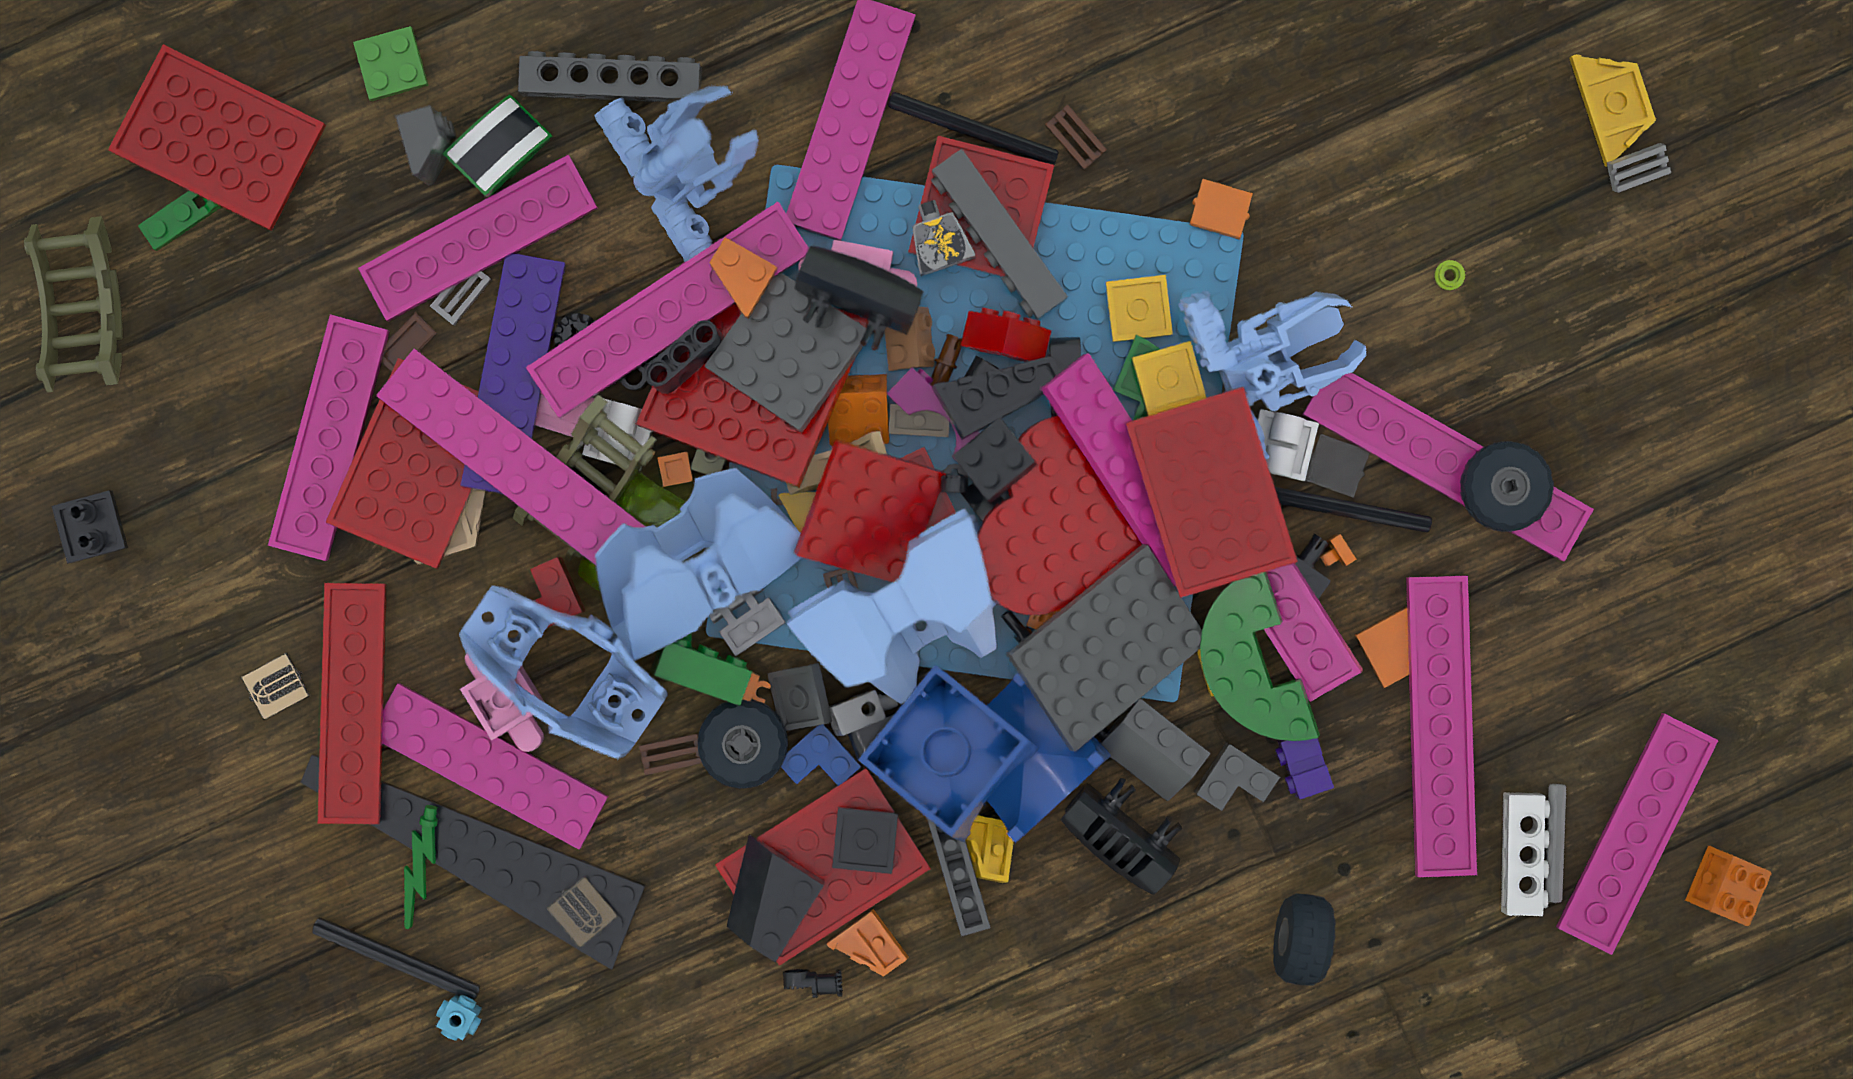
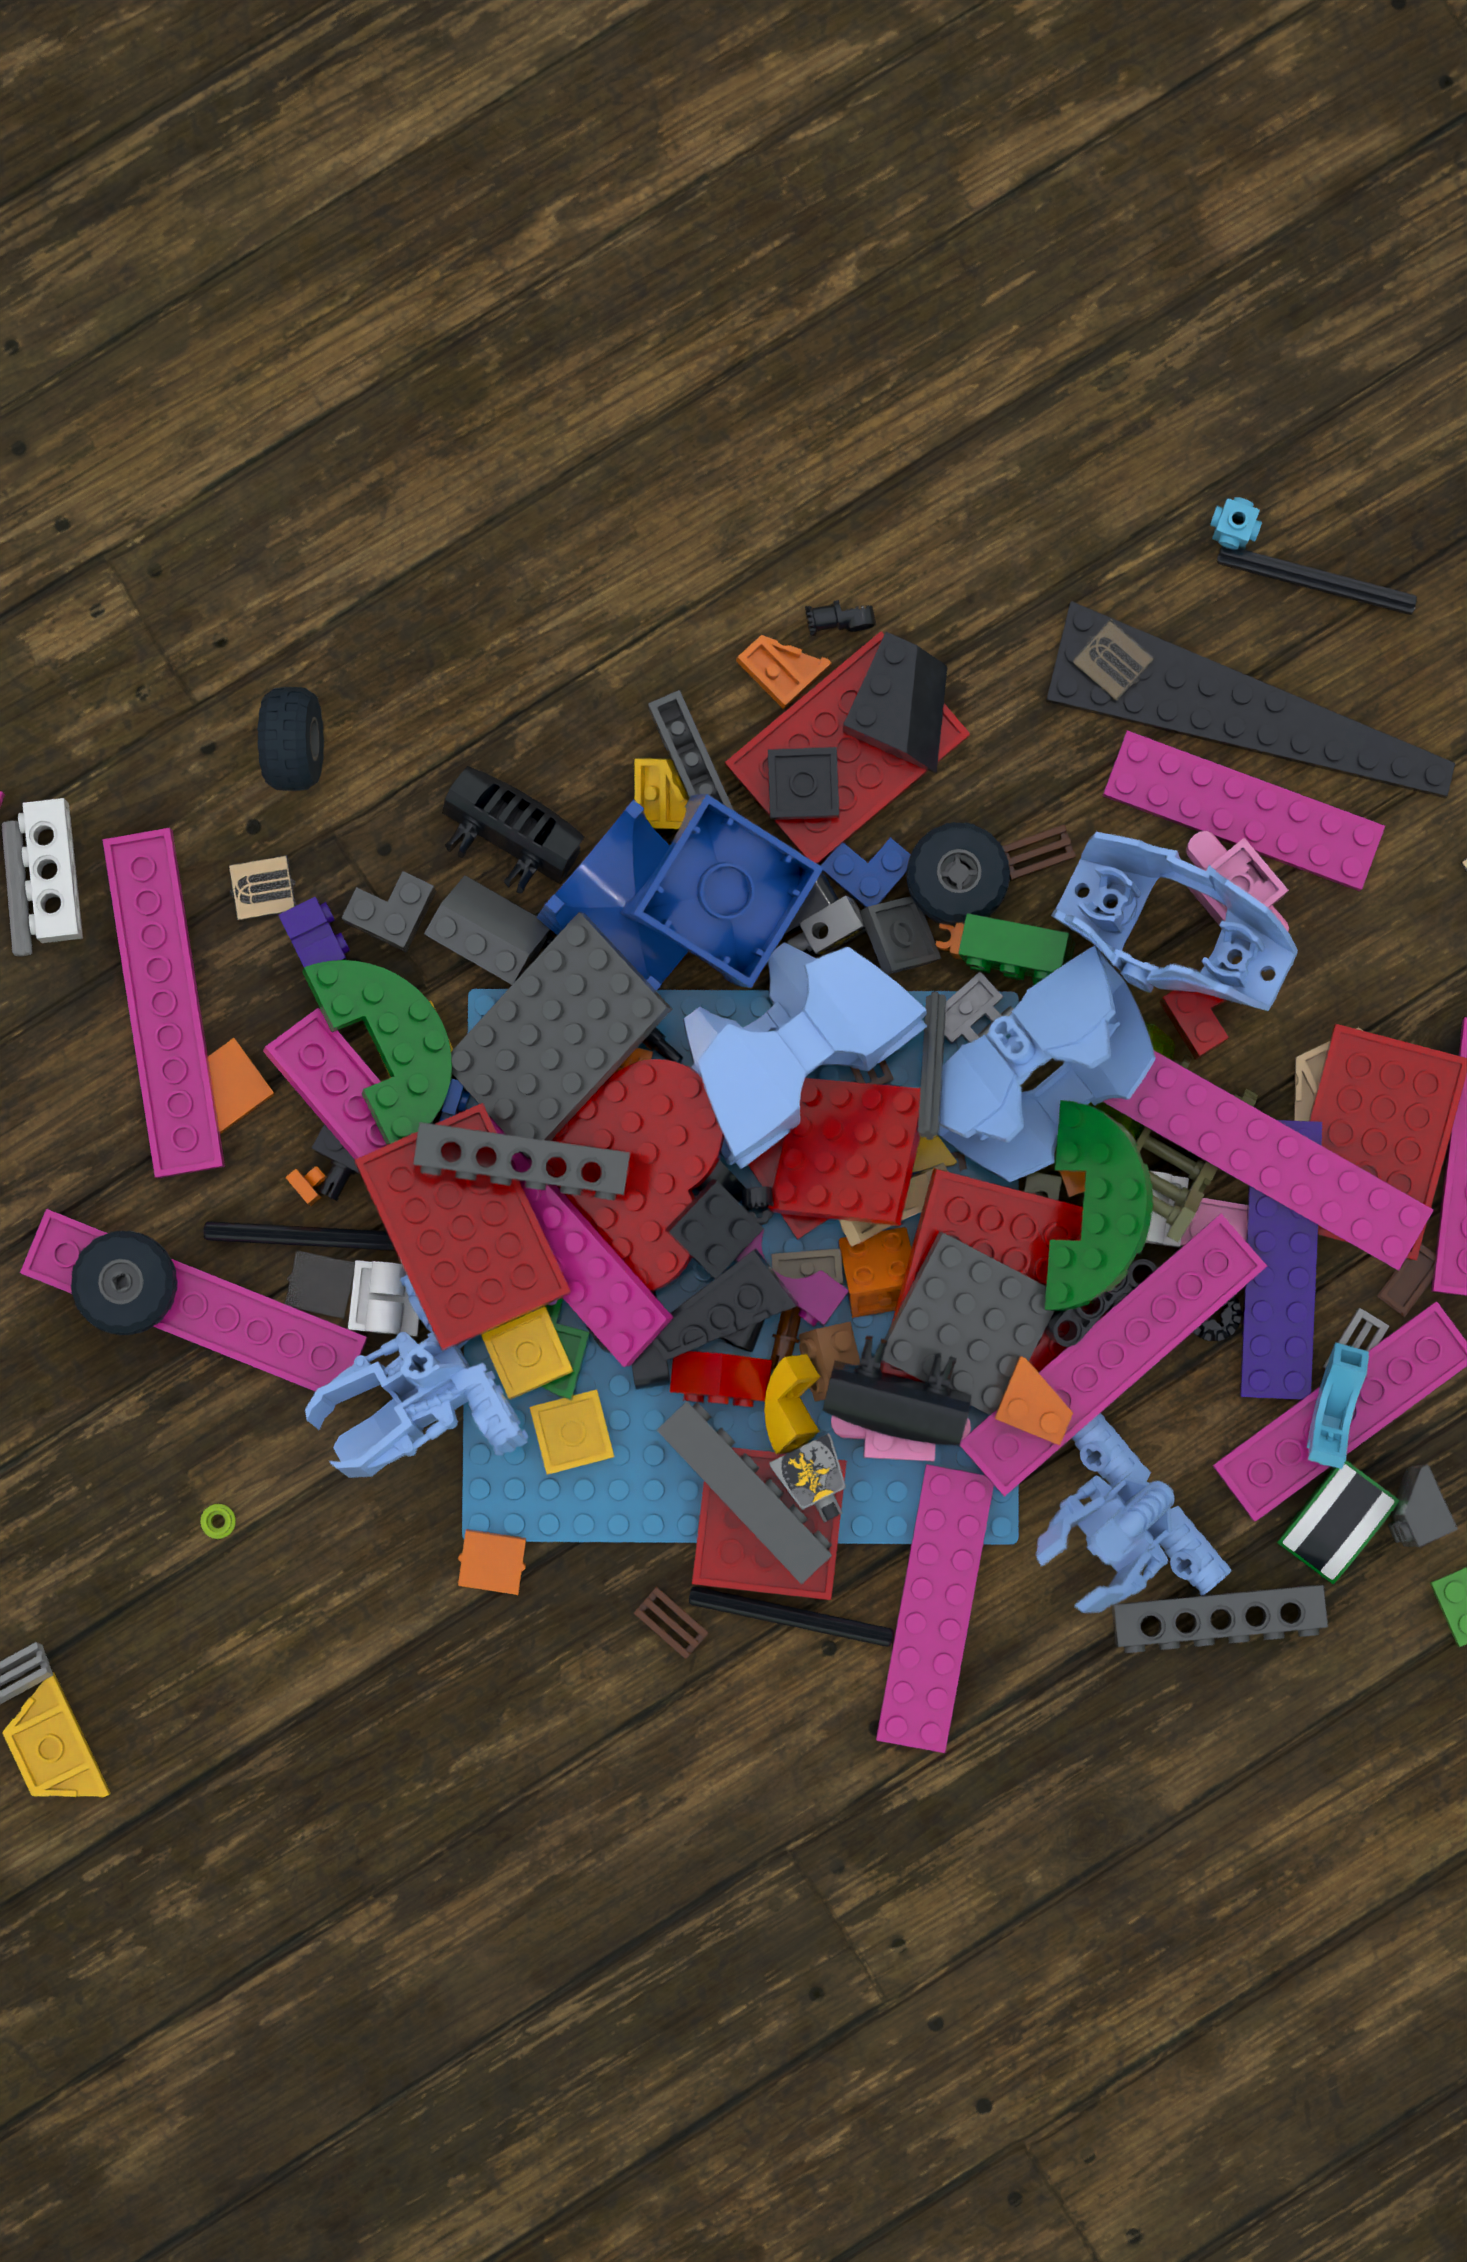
camera: 175 degrees right, 5 degrees down
(352, 703) = (1409, 859): red plate -> none
(421, 847) = (1306, 707): green piece -> none
(485, 241) = (1336, 1405): none -> medium azure arch
(648, 432) = (1114, 1207): none -> green plate
(788, 575) = (932, 1066): none -> dark grey axle
(955, 298) = (785, 1414): none -> yellow brick
(1201, 605) = (455, 1101): none -> blue plate
(1231, 550) = (433, 1137): none -> dark grey brick
(1343, 814) = (262, 887): none -> piece

